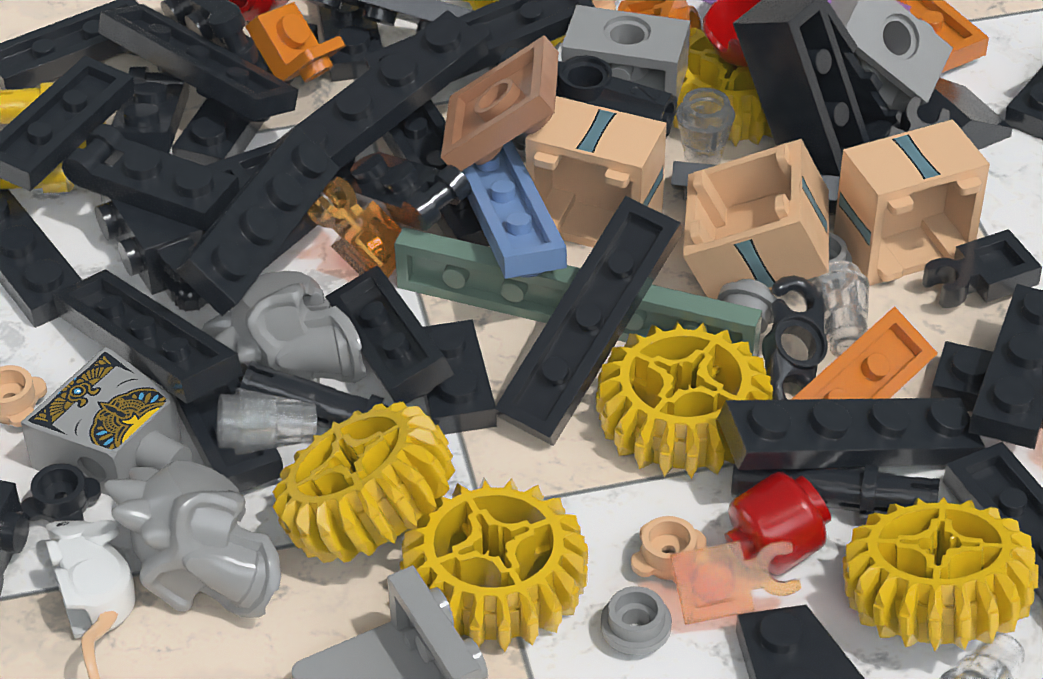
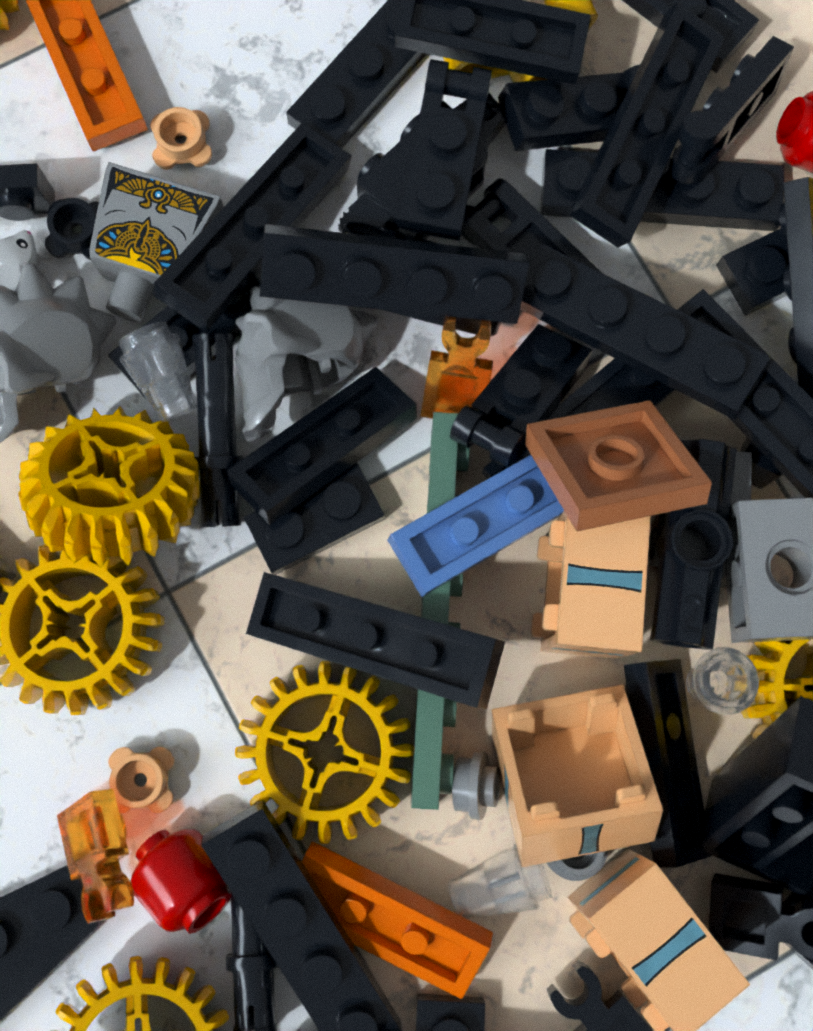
camera: 70 degrees right, 35 degrees up
(290, 44) = (721, 208): orange bracket -> none
(640, 607) = (30, 775): light grey plate -> none
(804, 325) = (458, 856): black piece -> none

